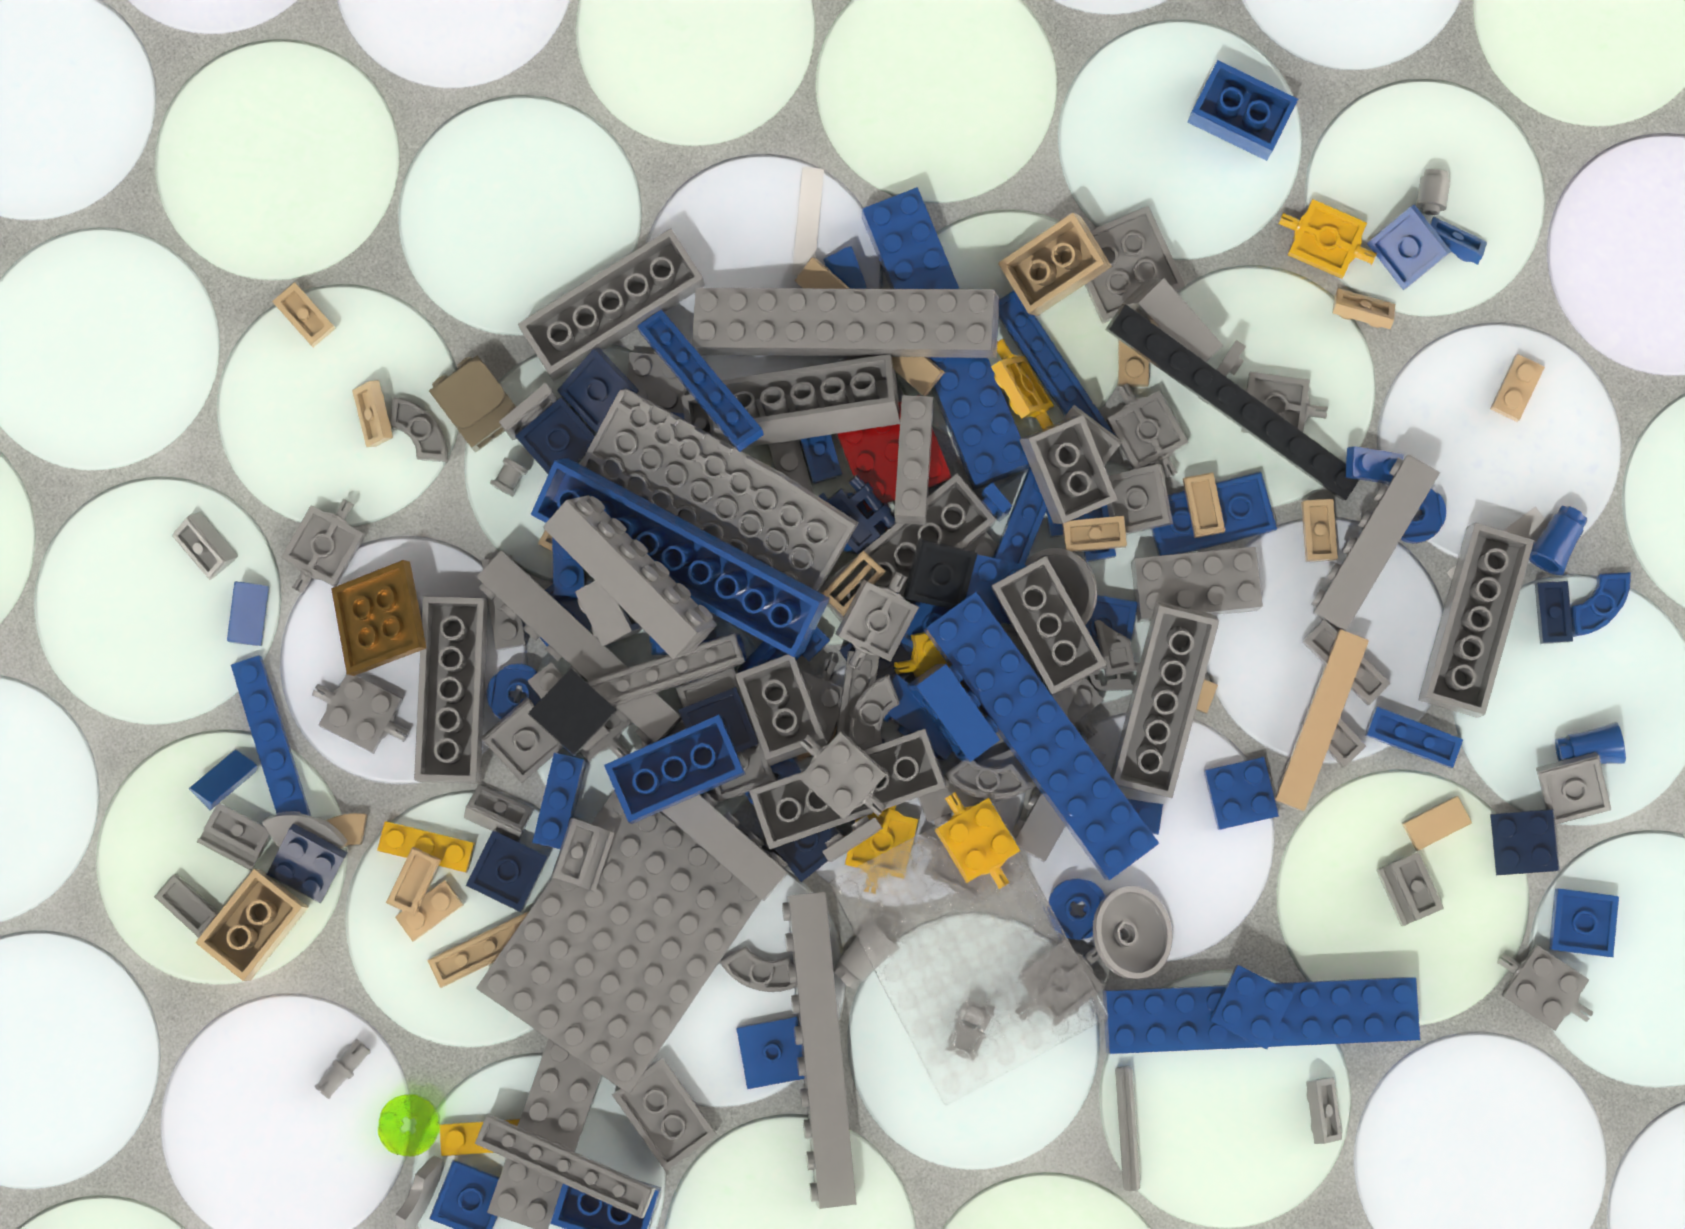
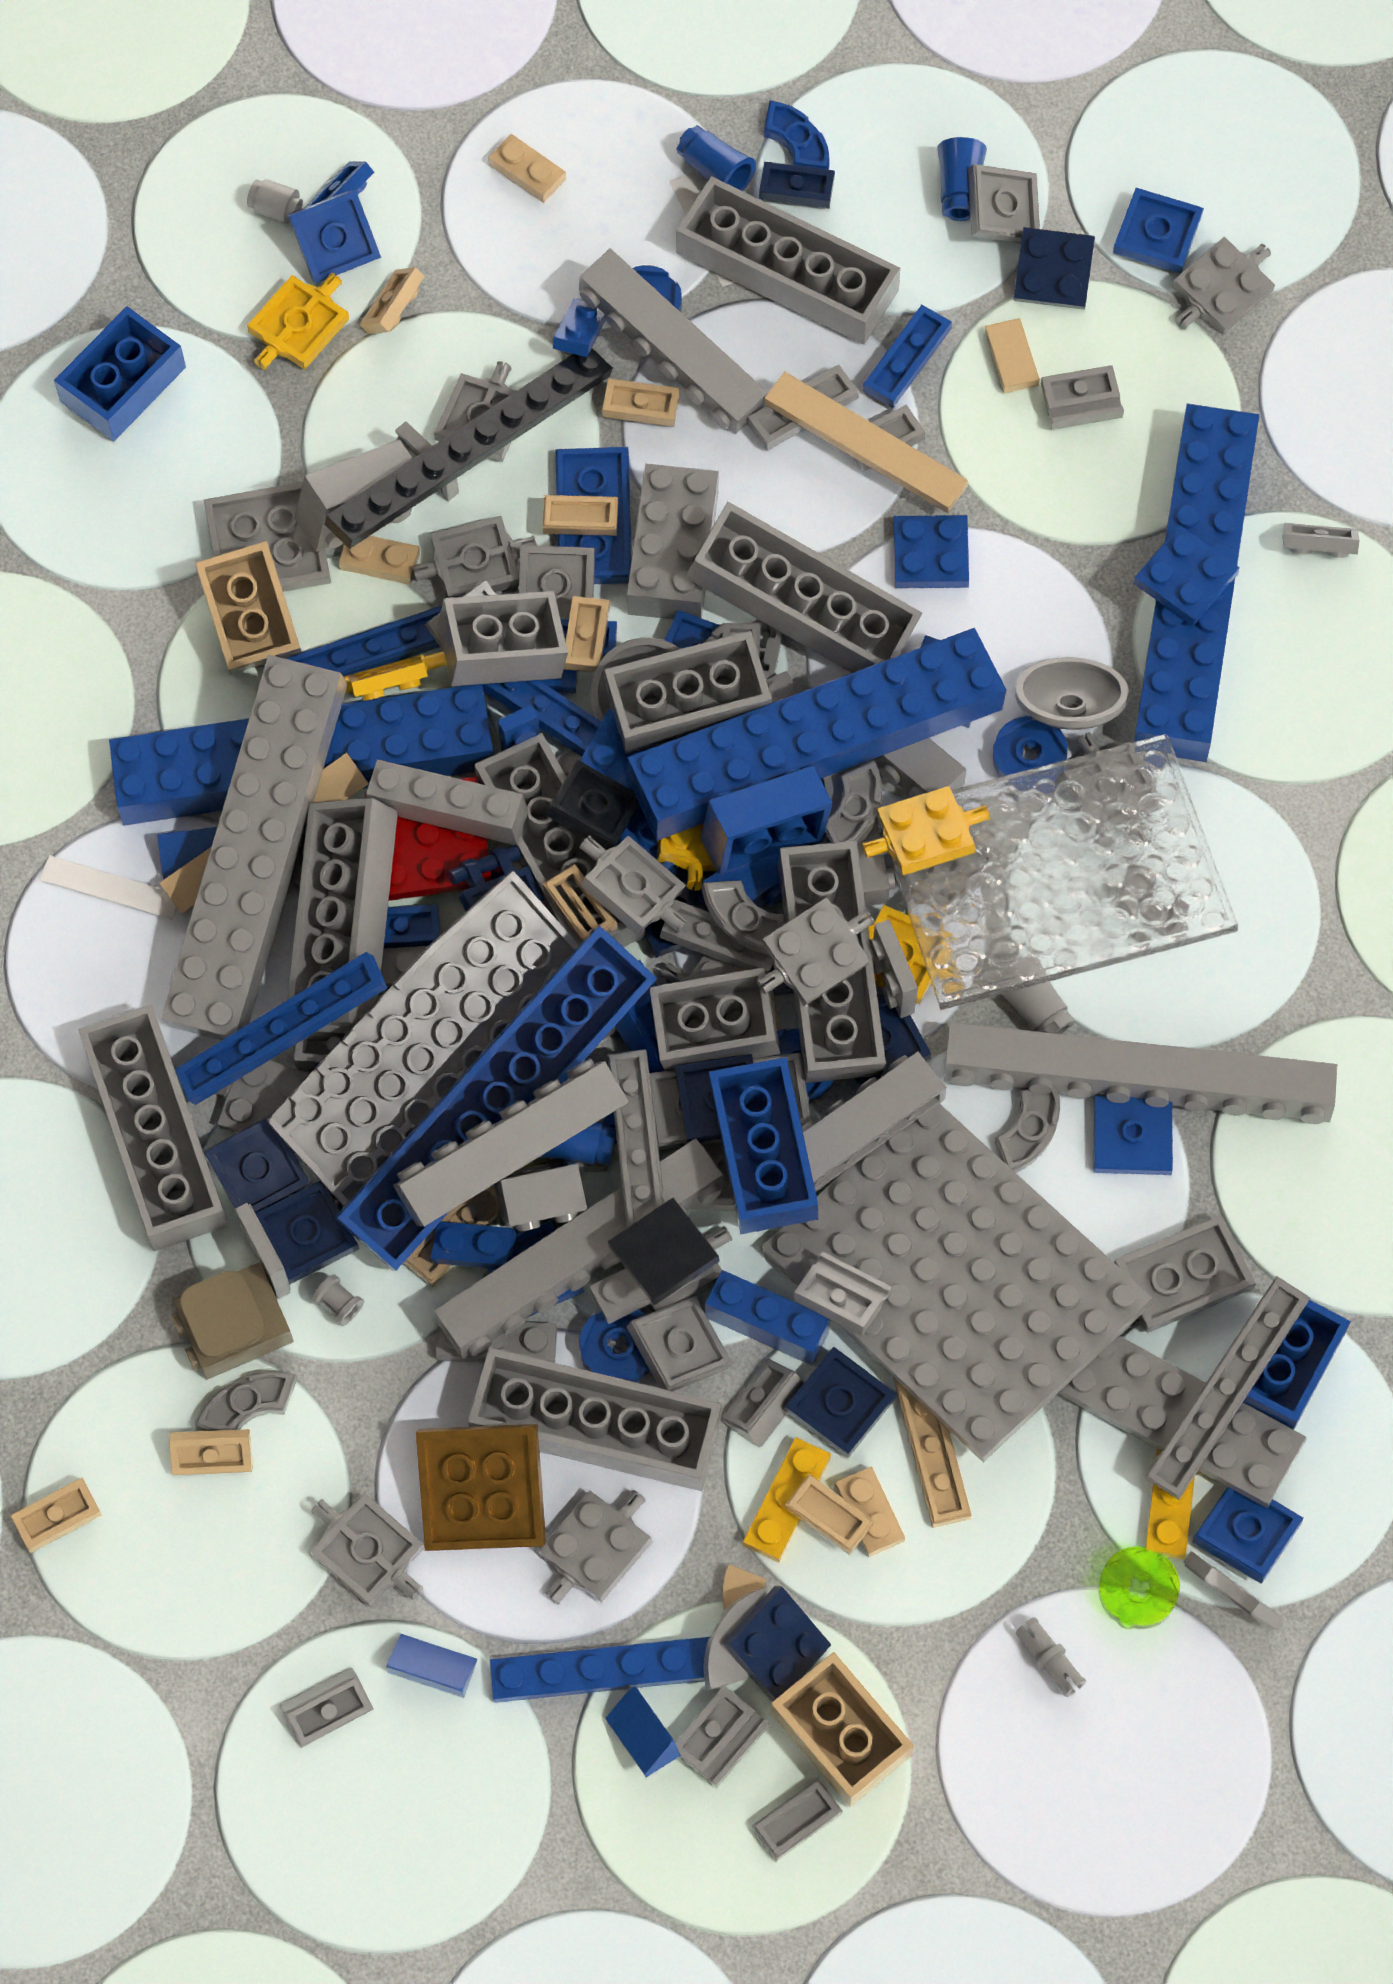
camera: 75 degrees left, 15 degrees down
(1127, 1128) = (1301, 754): light grey axle -> none

